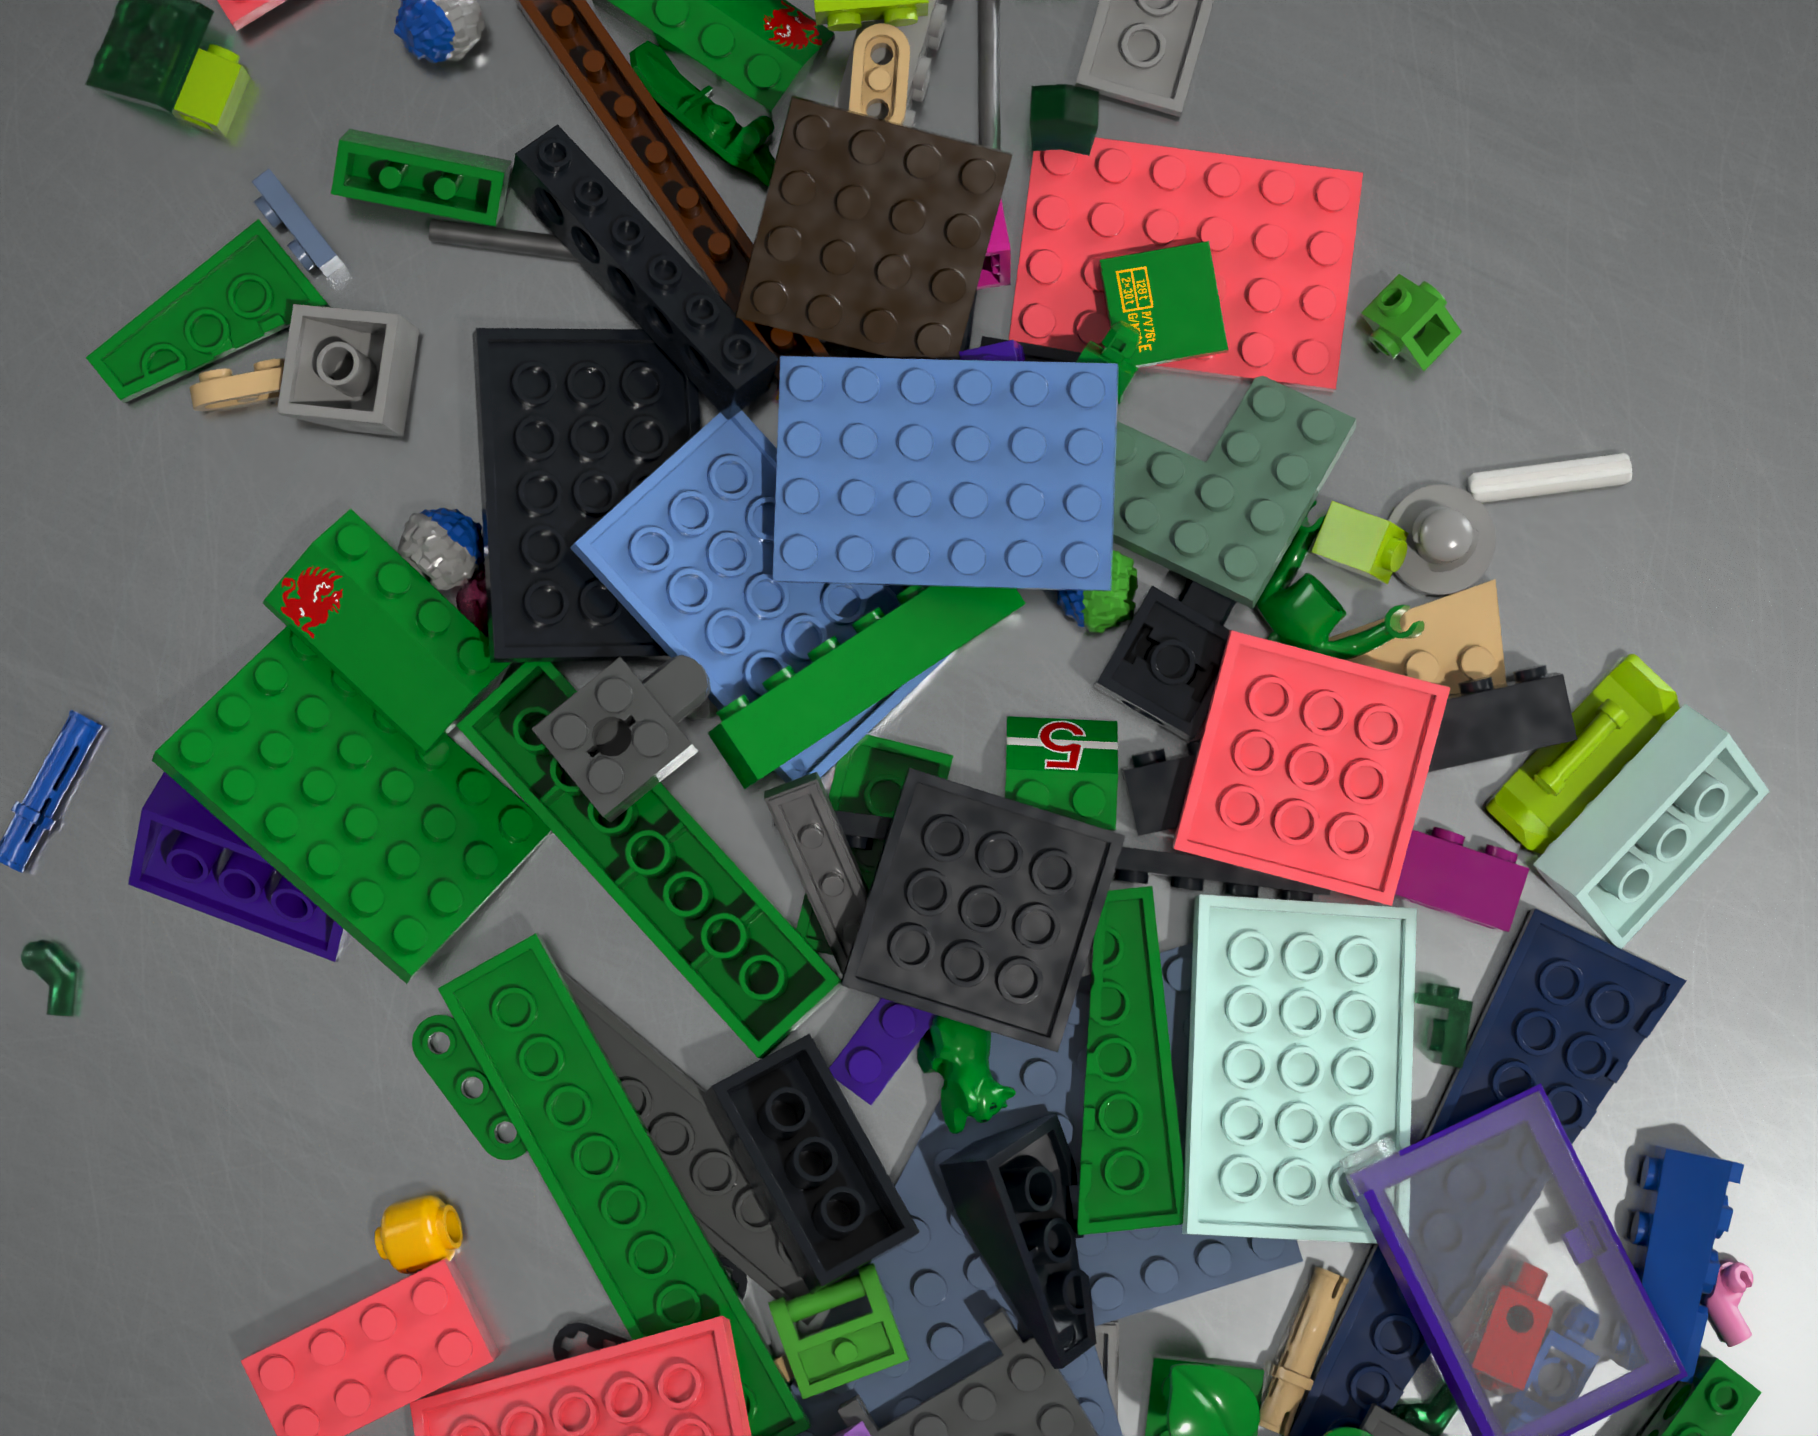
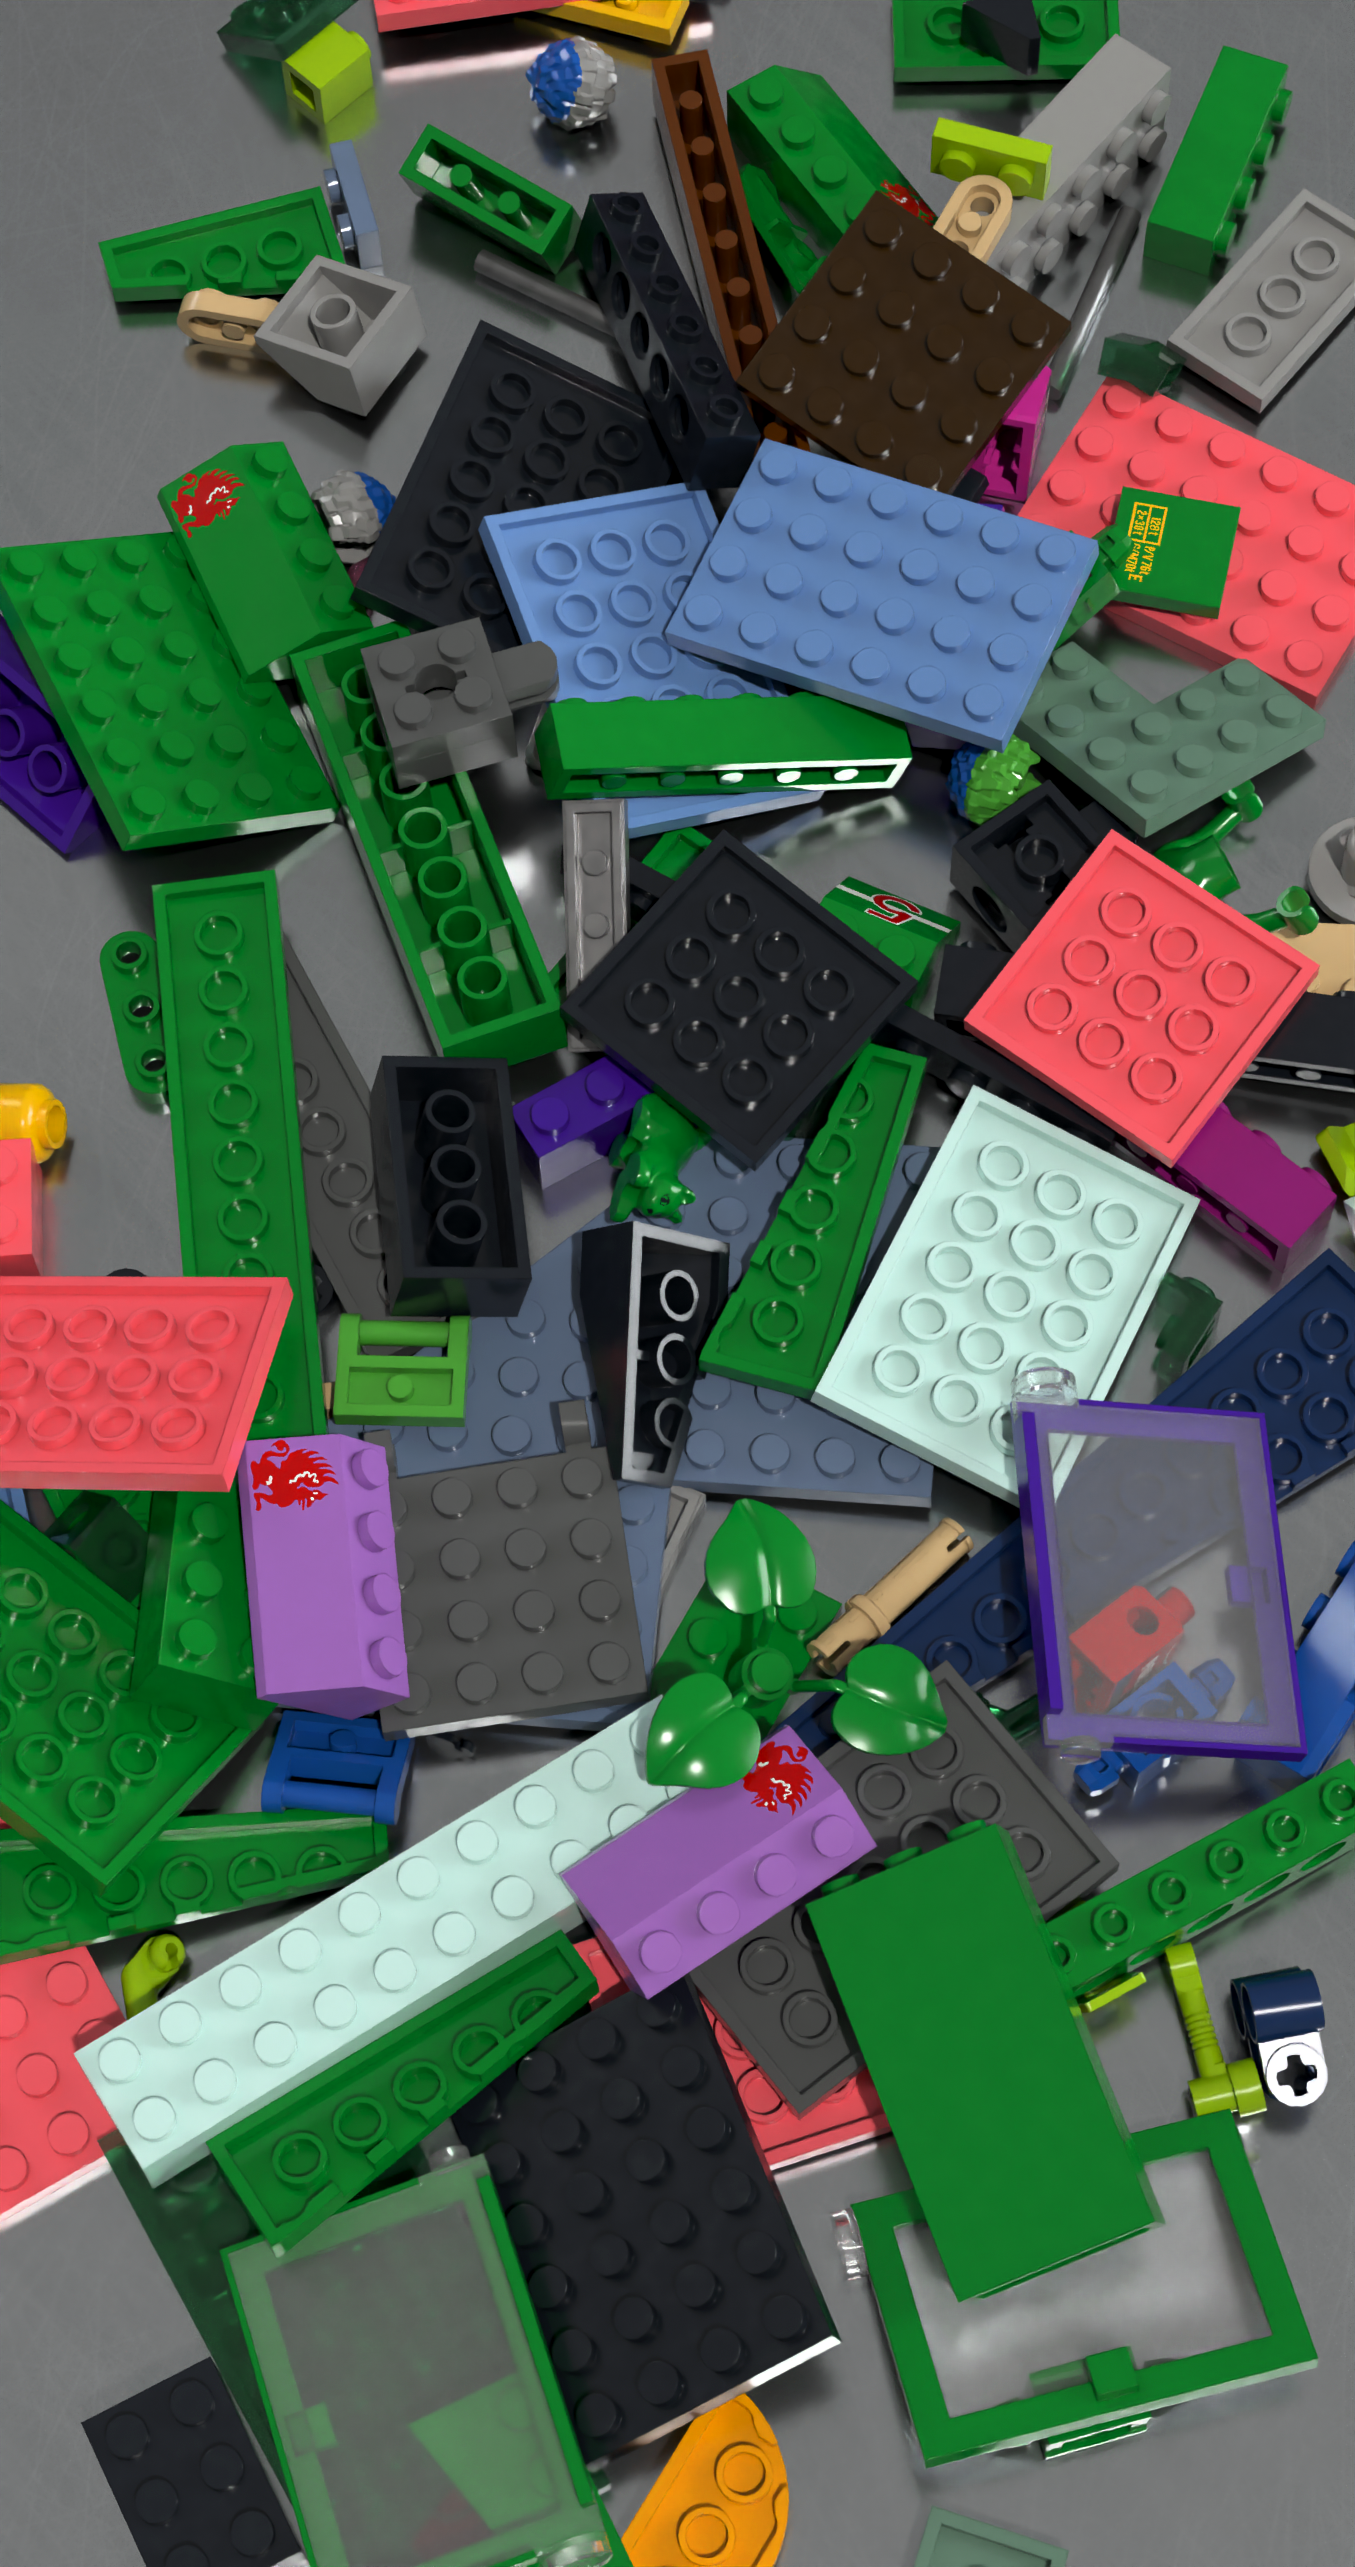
camera: 30 degrees right, 20 degrees down
(1361, 542) = (1283, 833): lime brick -> none

